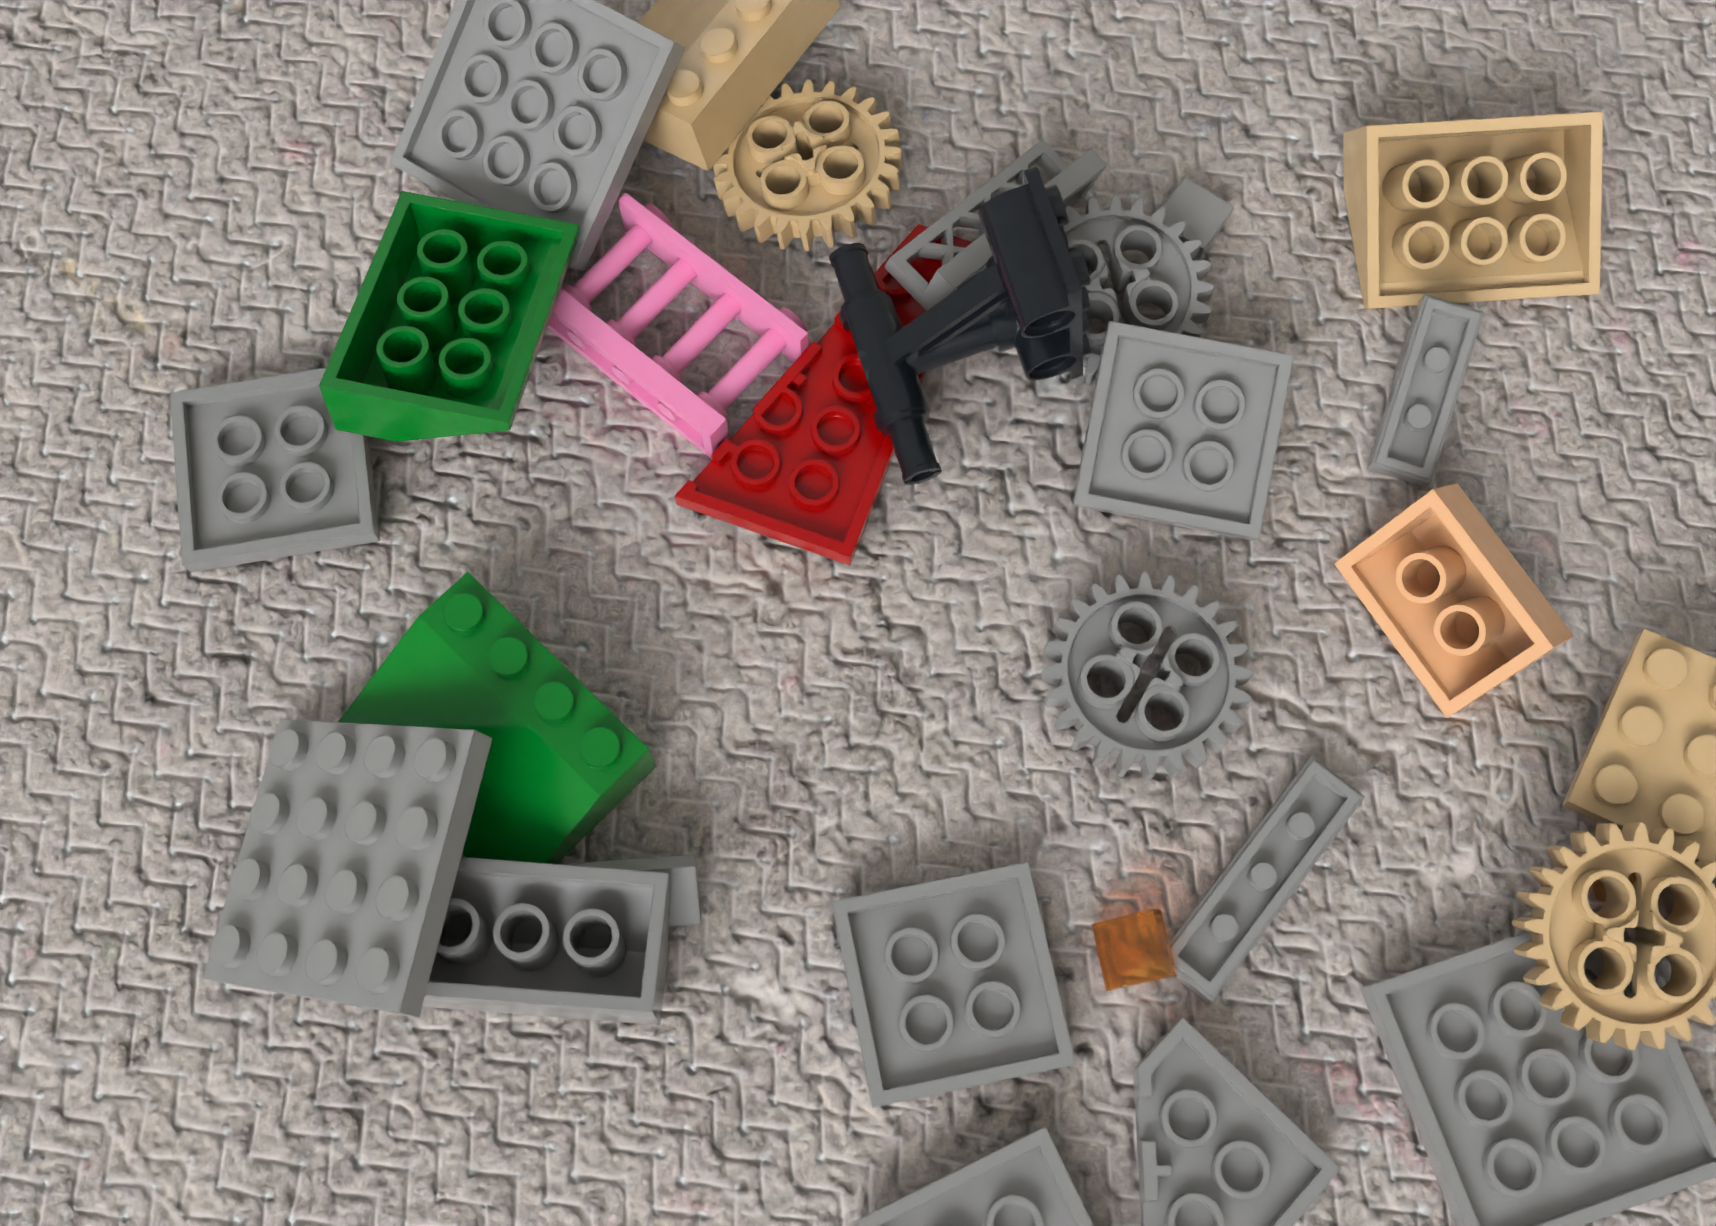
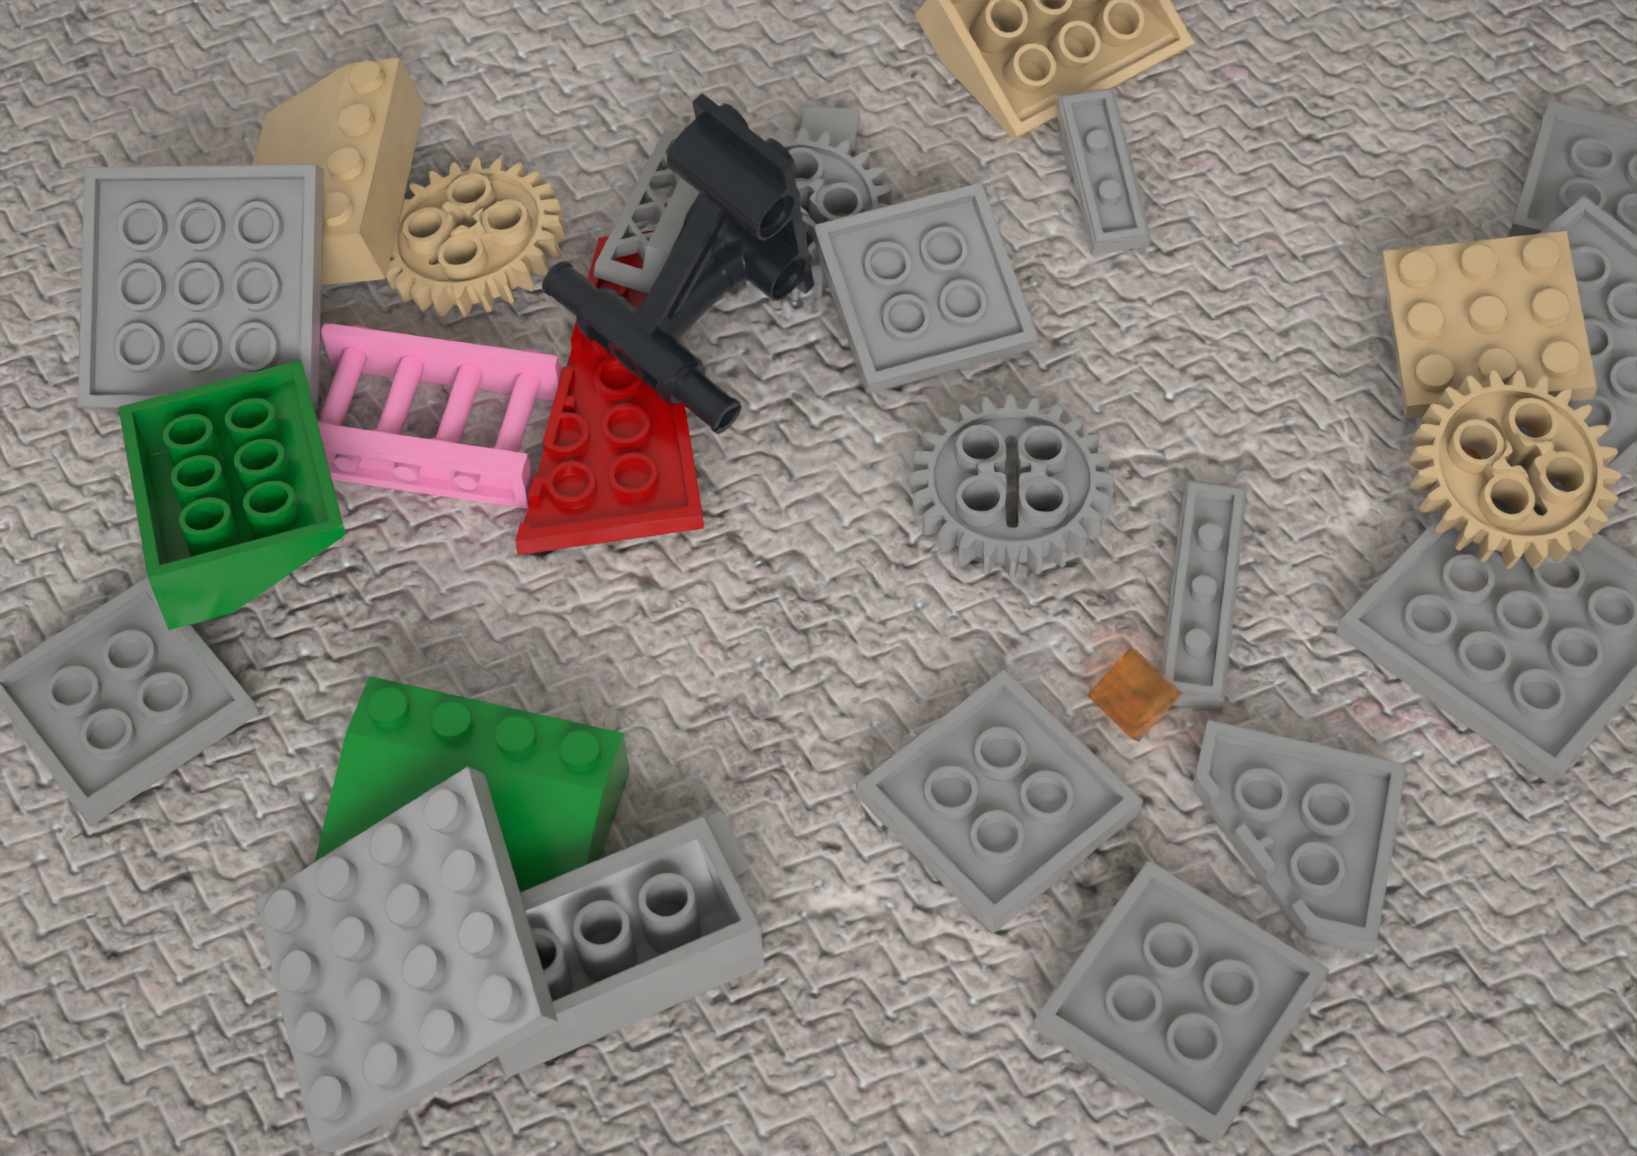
camera: 25 degrees left, 15 degrees down
(1452, 598) = (1221, 310): light nougat slope -> none

